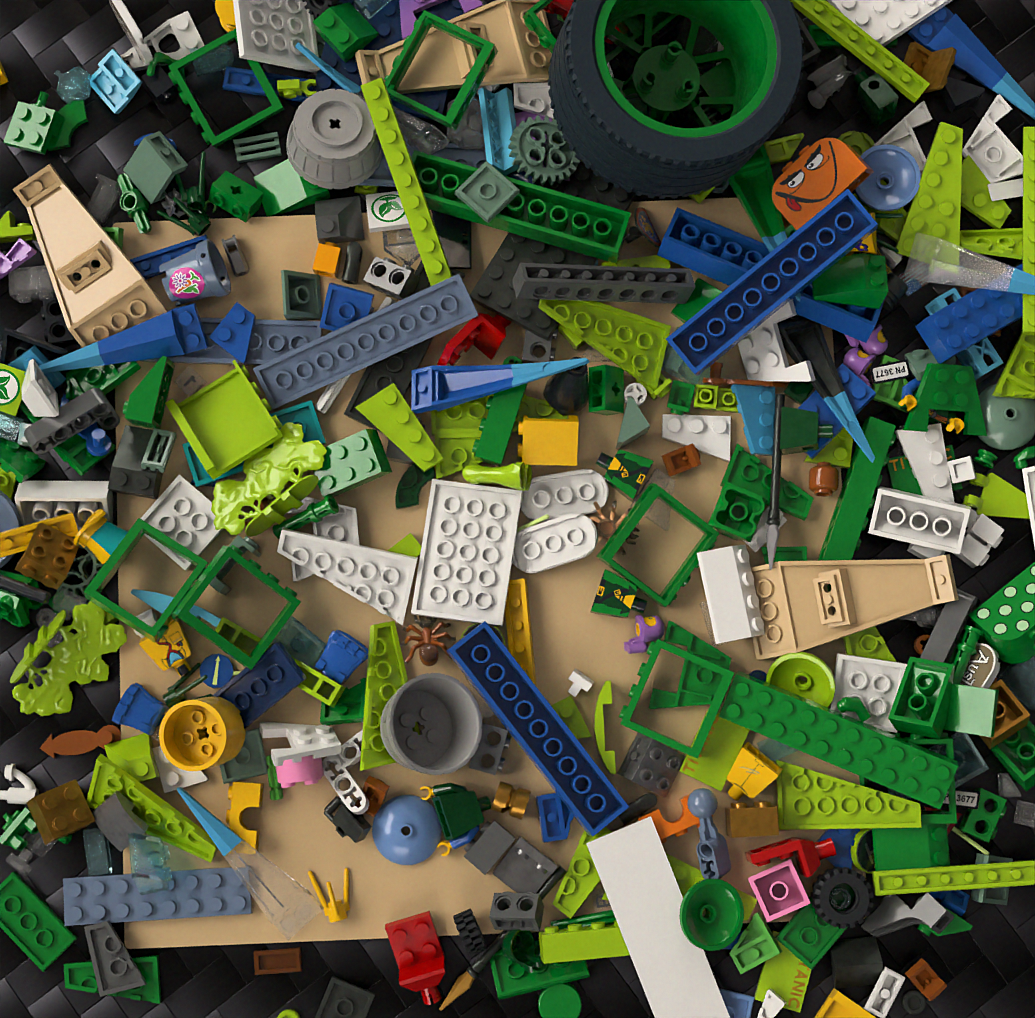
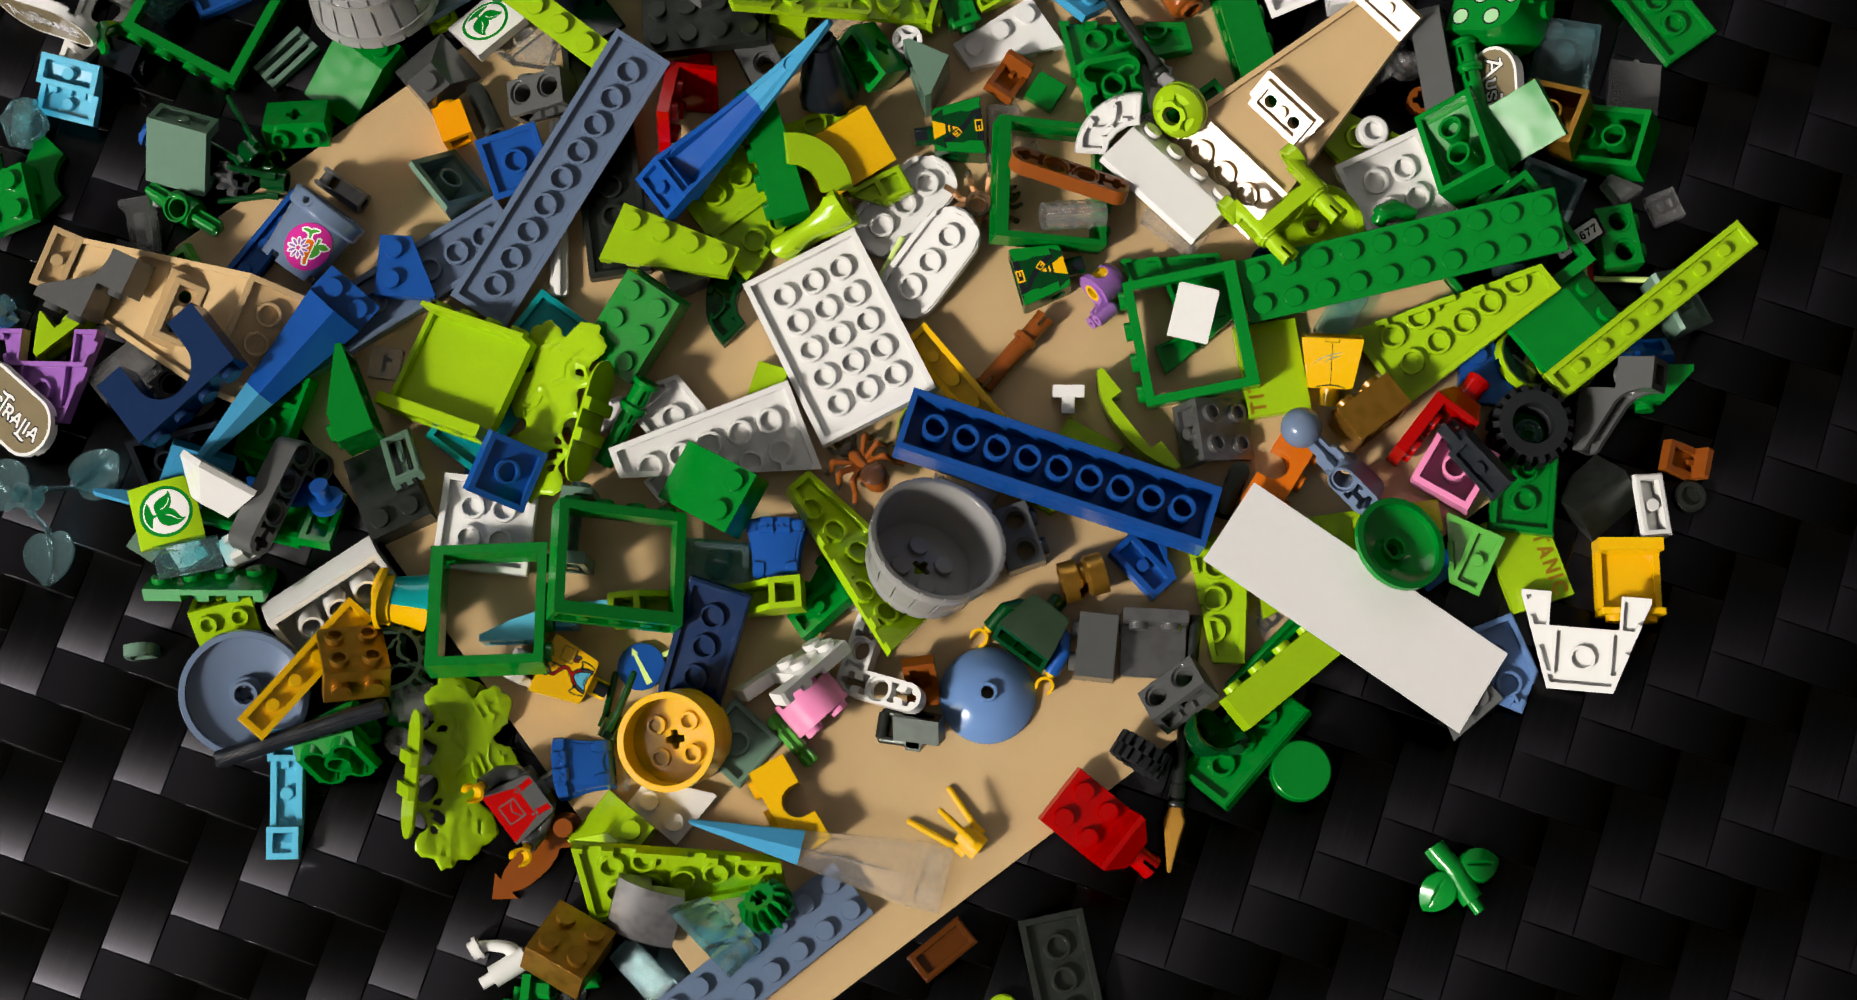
camera: 30 degrees left, 5 degrees down
(36, 225) = (89, 296): none -> dark grey arch
(84, 318) = (213, 366): none -> dark blue arch
(90, 704) = (520, 803): none -> torso
(190, 868) = (766, 906): none -> green gear
(212, 502) = (505, 470): none -> blue bracket
(325, 599) = (713, 489): none -> green slope
(527, 437) = (819, 159): none -> lime tile
(558, 477) = (884, 188): none -> lime tile
(567, 632) = (1014, 351): none -> dark orange pin
(657, 576) = (1073, 214): none -> clear axle
(673, 549) = (1069, 175): none -> dark orange beam
(687, 686) = (1193, 312): none -> white sticker
(698, 482) = (1045, 92): none -> green tile
(718, 532) = (1107, 121): none -> white tile
(766, 670) = (1267, 230): none -> lime connector
(773, 552) = (1188, 102): none -> lime piece
(792, 896) = (1476, 459): none -> black hinge
(878, 647) = (1372, 131): none -> white tile

